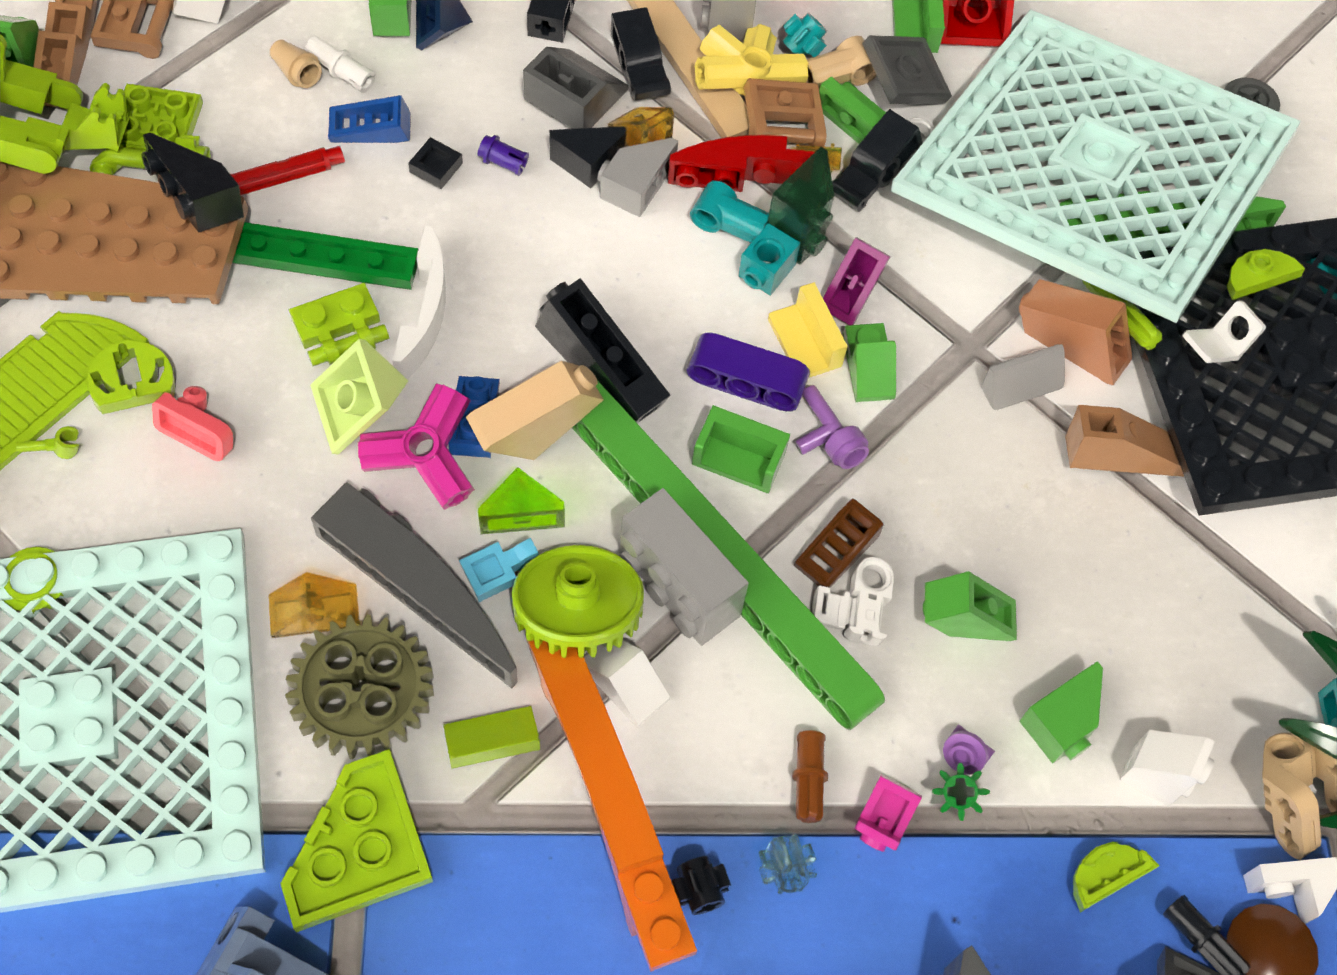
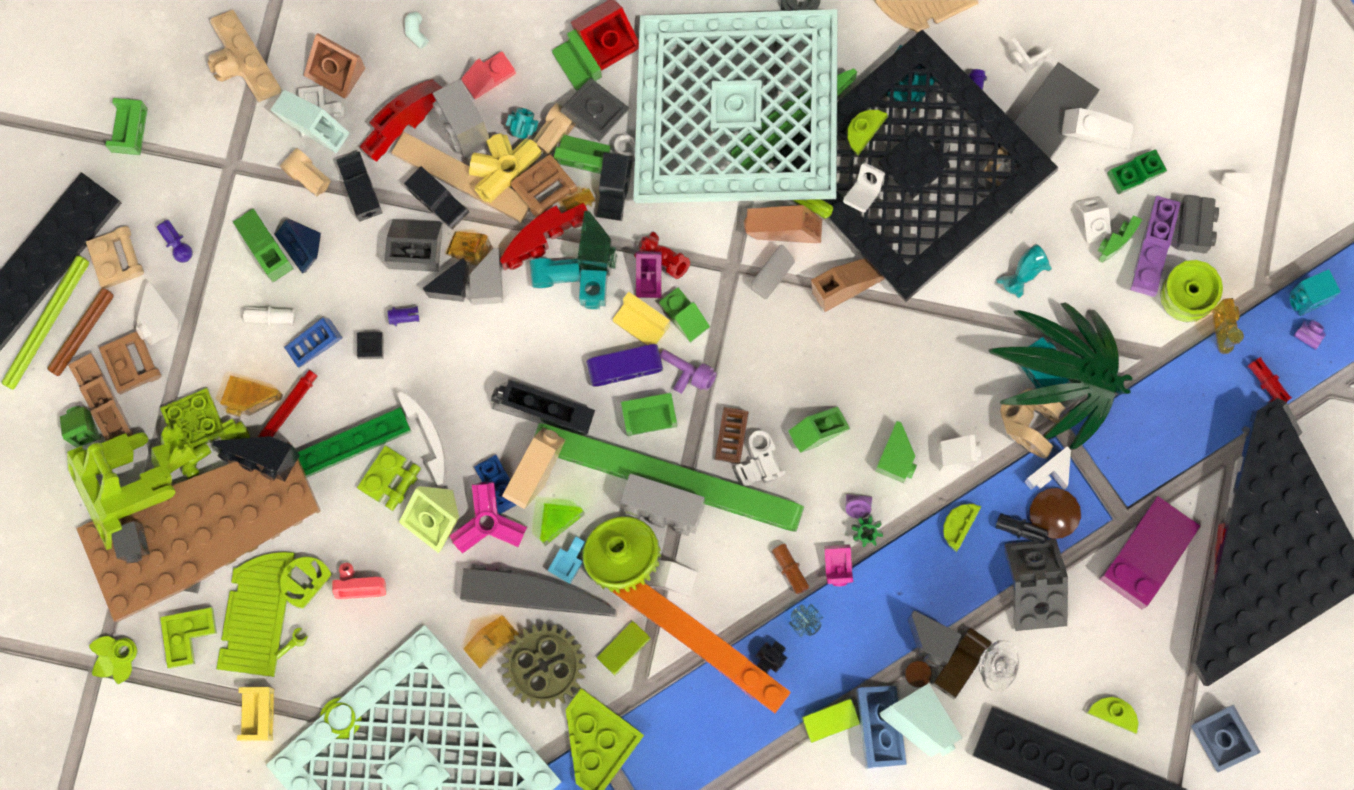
camera: 20 degrees left, 15 degrees up
(239, 130) = (247, 397): none -> clear yellow slope
(296, 63) = (245, 332): tan cone -> none
(897, 289) = (675, 263): none -> red animal

